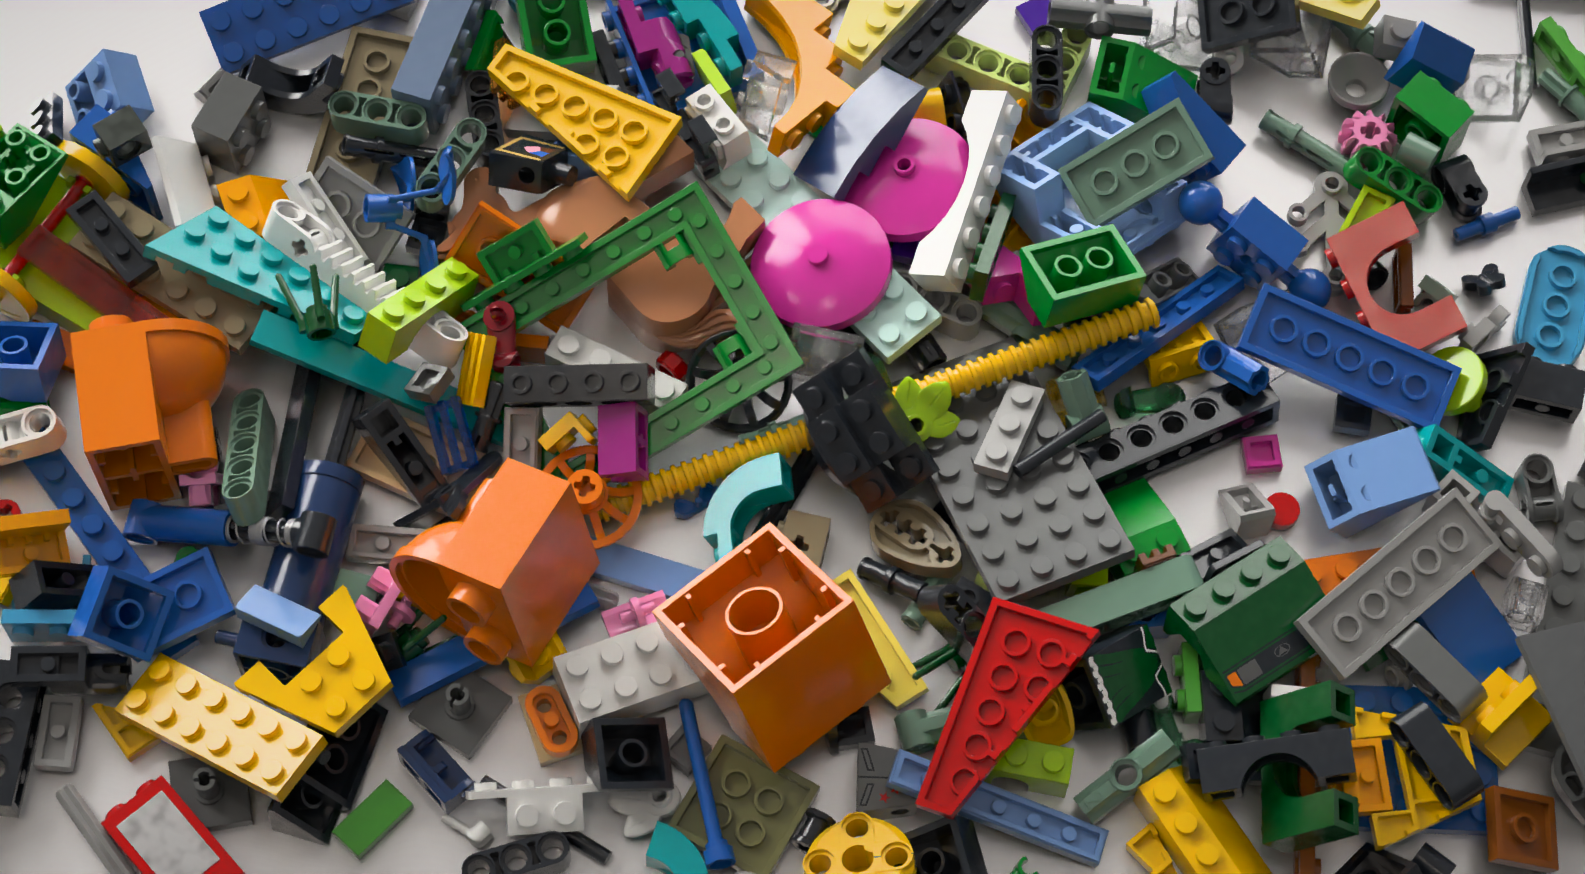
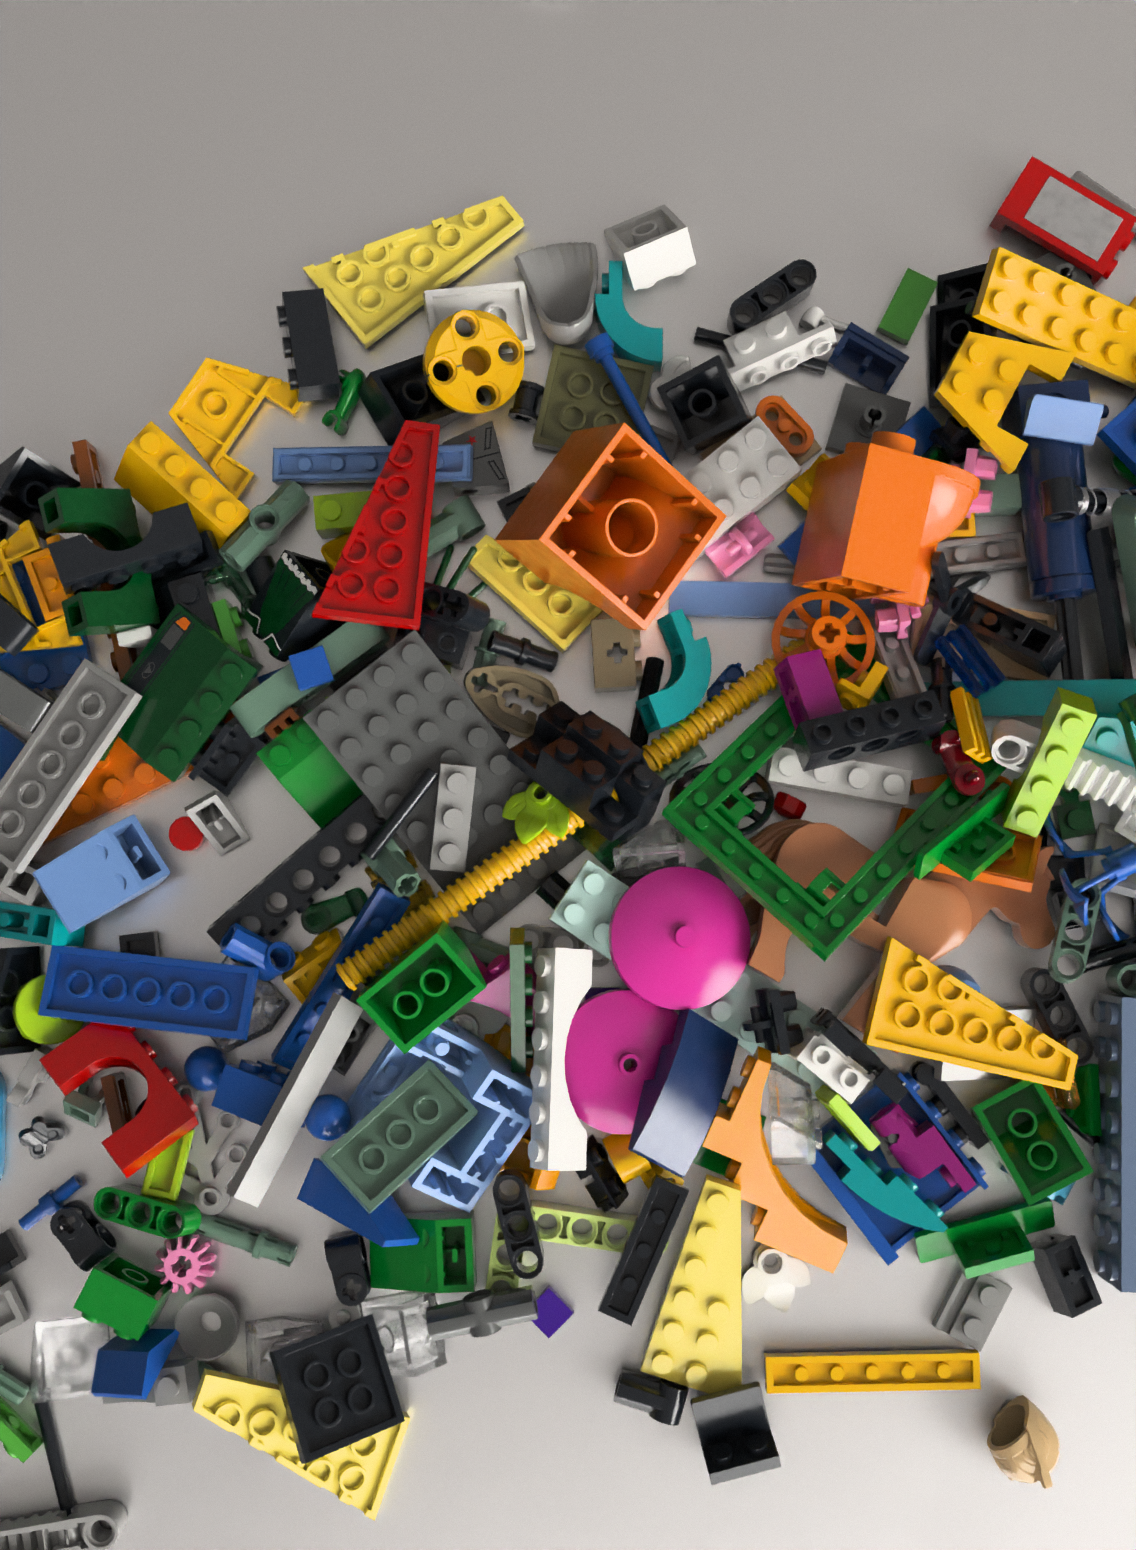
camera: 170 degrees right, 20 degrees up
(429, 382) = (1009, 700): dark grey plate -> none
(530, 165) = (996, 957): black torso -> none
(761, 174) = (769, 1020): none -> black hips
(1113, 595) = (311, 668): none -> blue tile
(1225, 217) = (294, 1101): none -> tile
(1261, 454) = (218, 887): dark pink tile -> none
(1417, 154) = (126, 1245): sand green piece -> none

